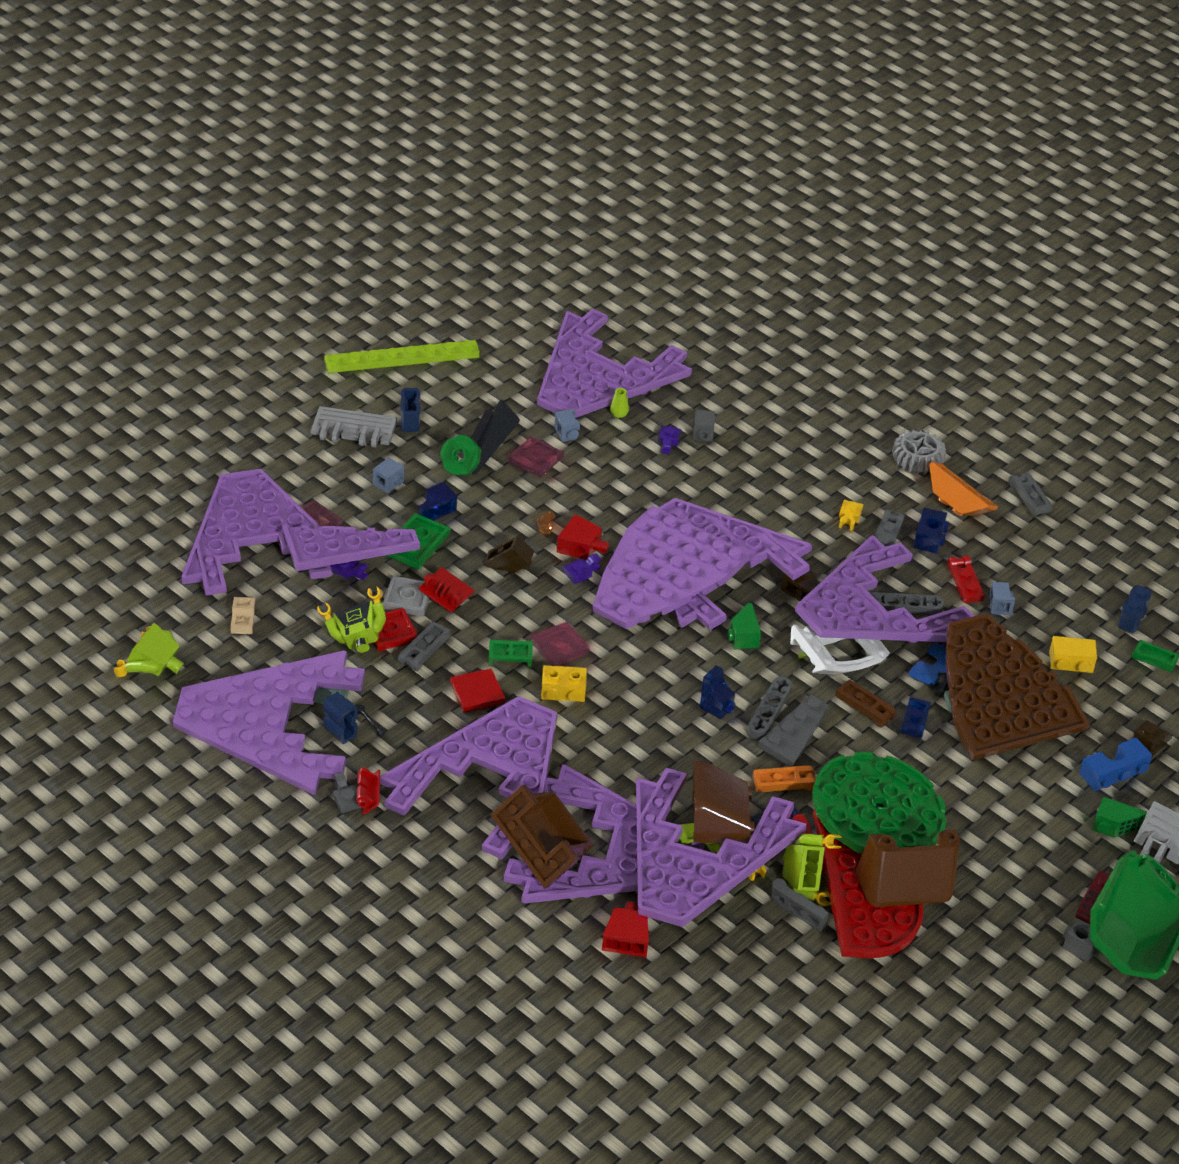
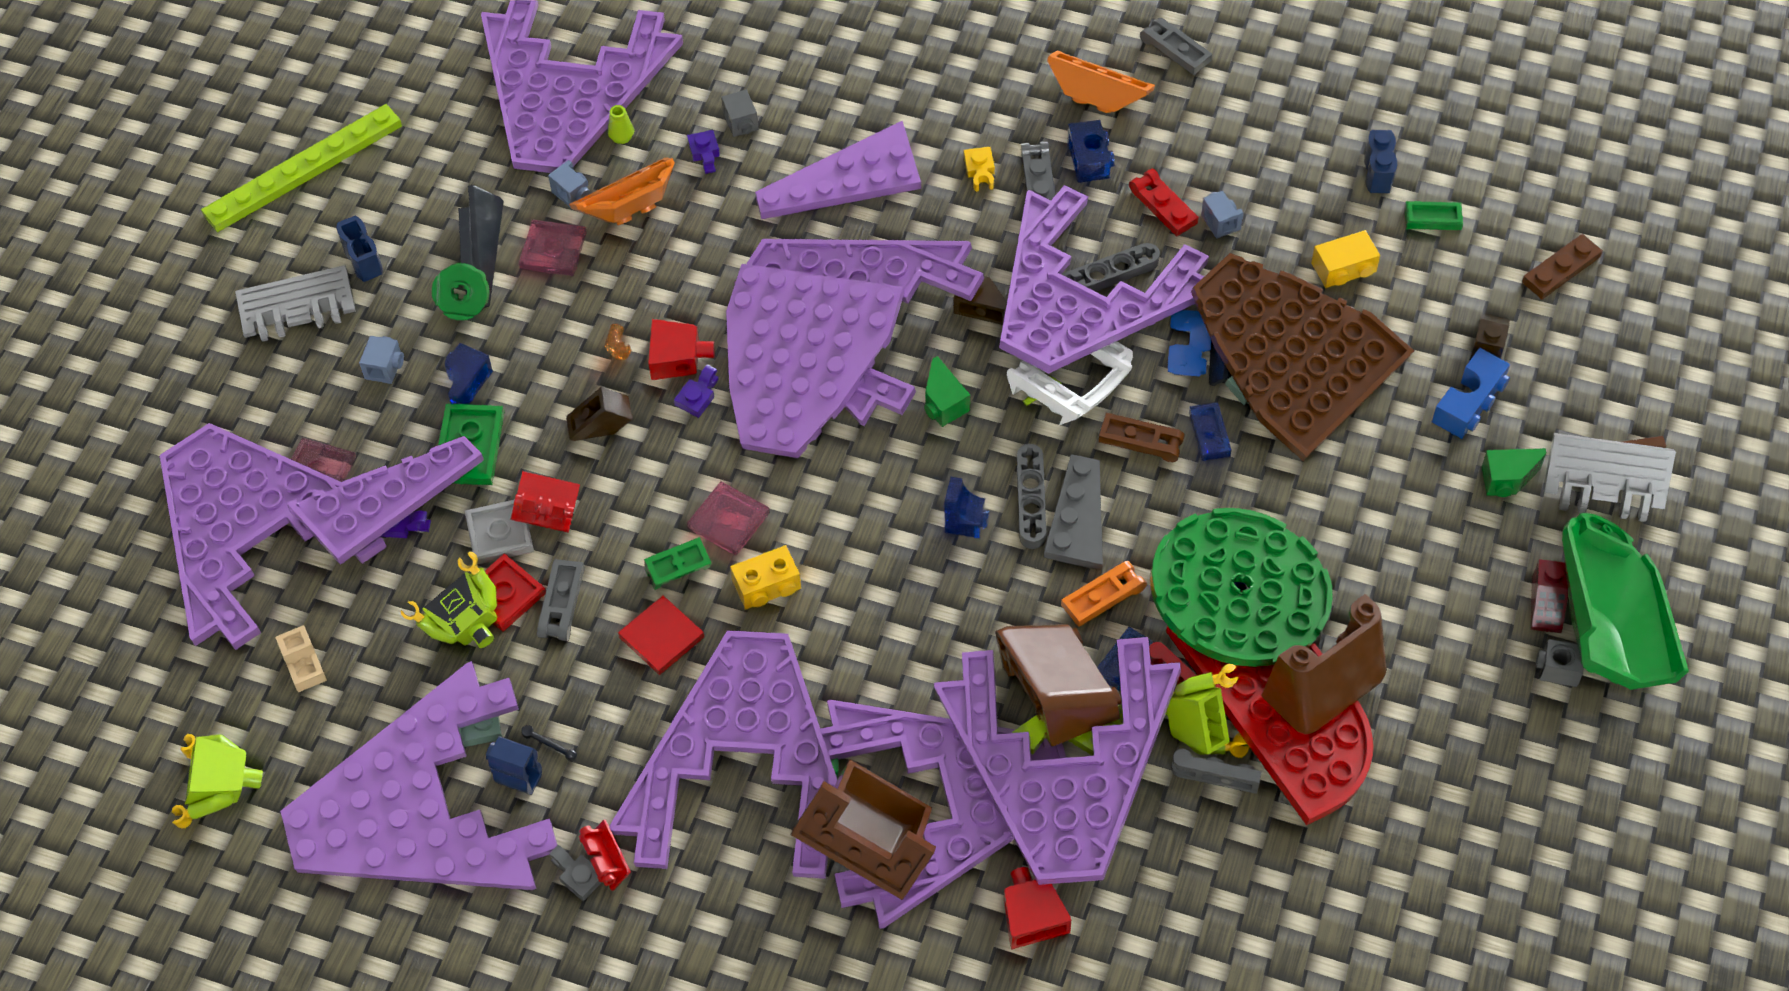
camera: 20 degrees left, 15 degrees up
(600, 442) = (628, 195): none -> orange wedge
(769, 488) = (860, 172): none -> medium lavender wing
(917, 450) = (1001, 39): light grey gear -> none

